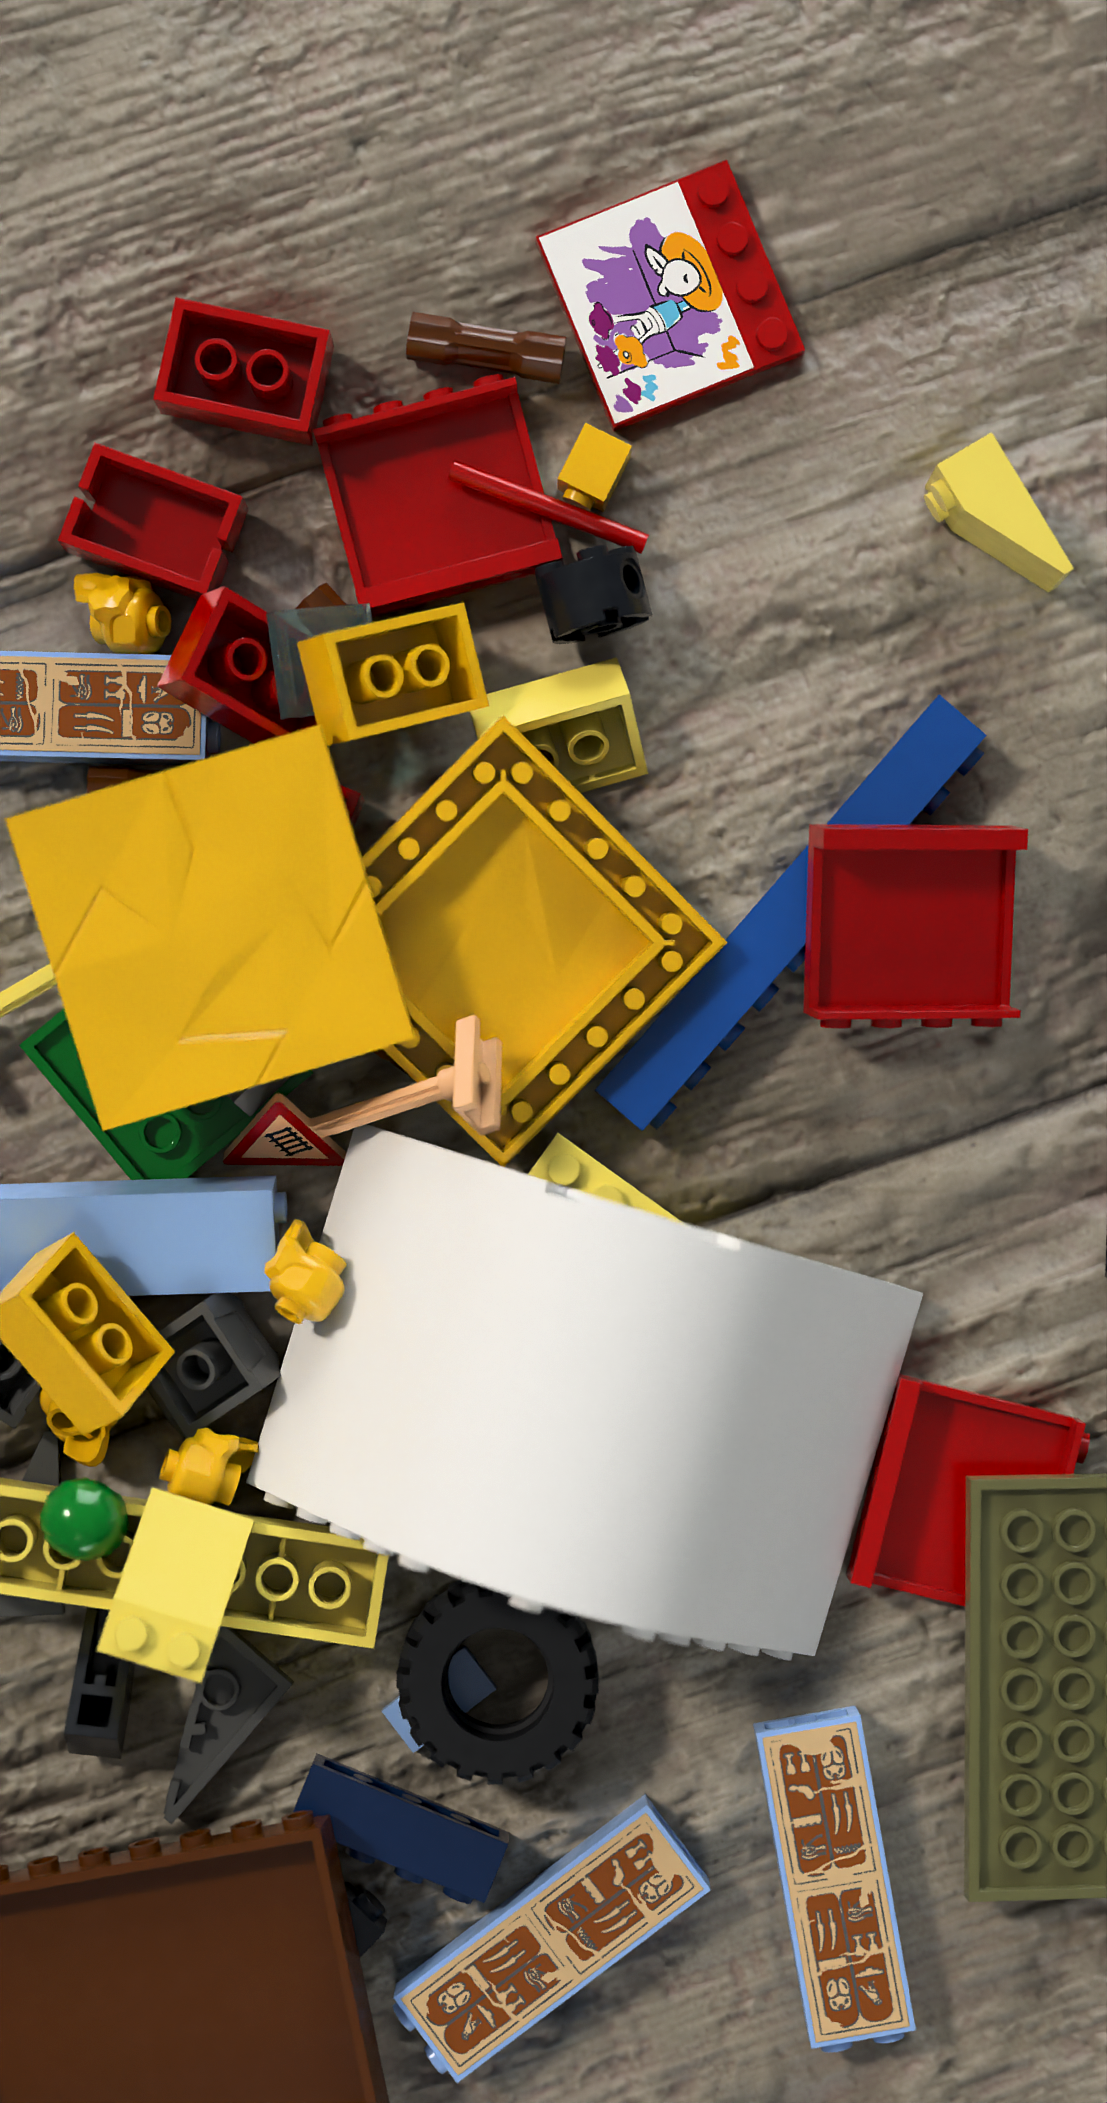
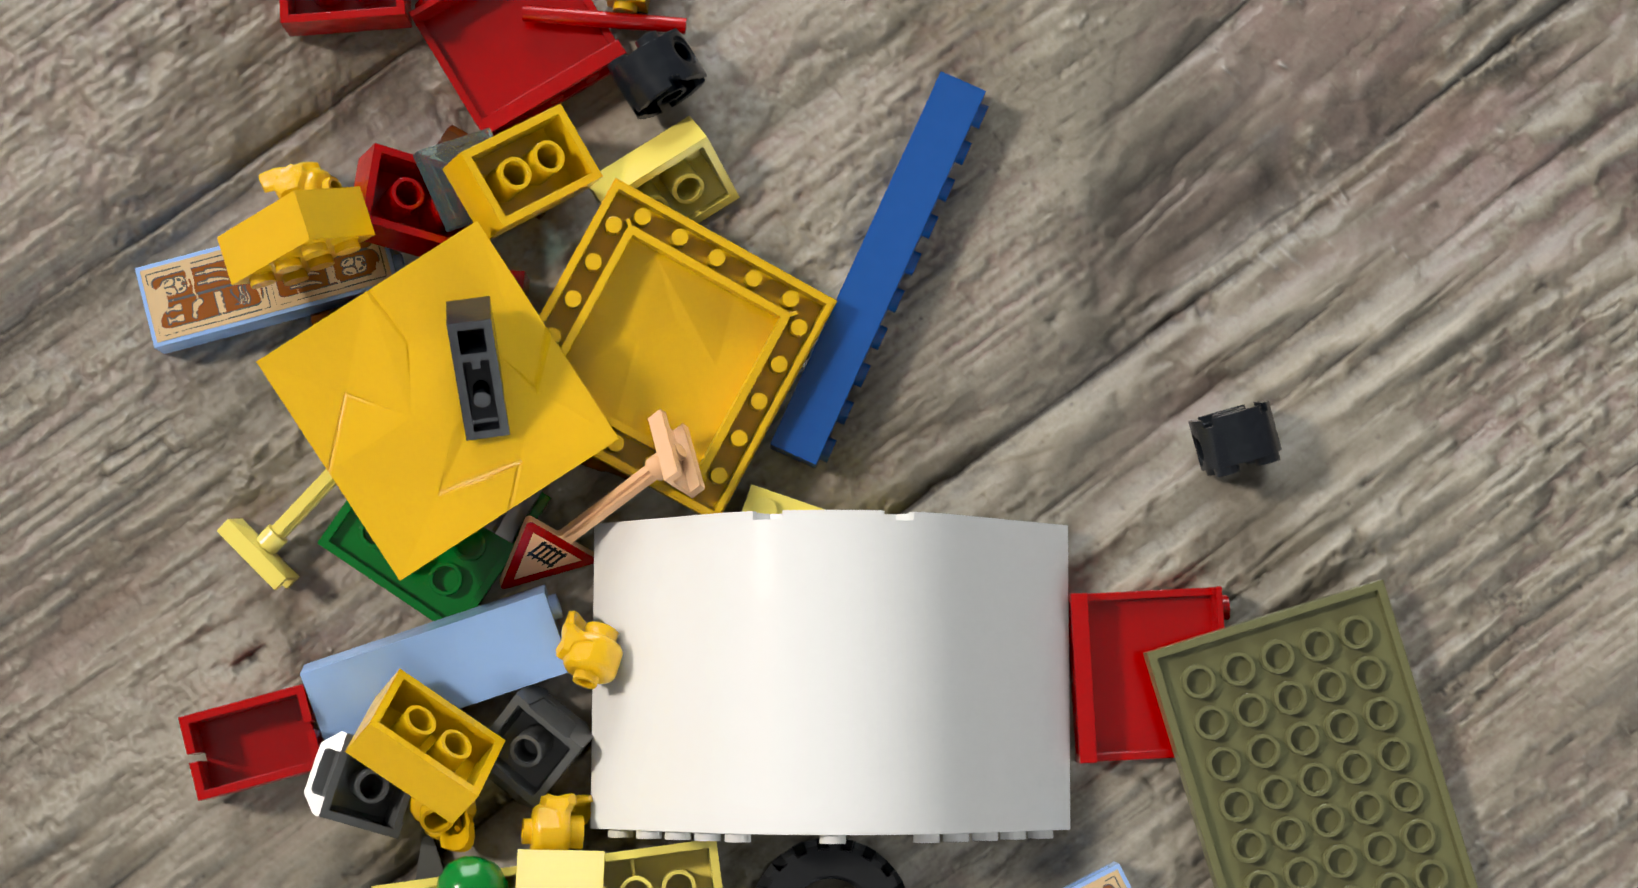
camera: 25 degrees left, 5 degrees down
(97, 676) = (296, 236): none -> yellow brick
(153, 523) = (306, 117): red piece -> none
(268, 905) = (477, 367): none -> black slope
(910, 923) = (971, 247): red panel -> none

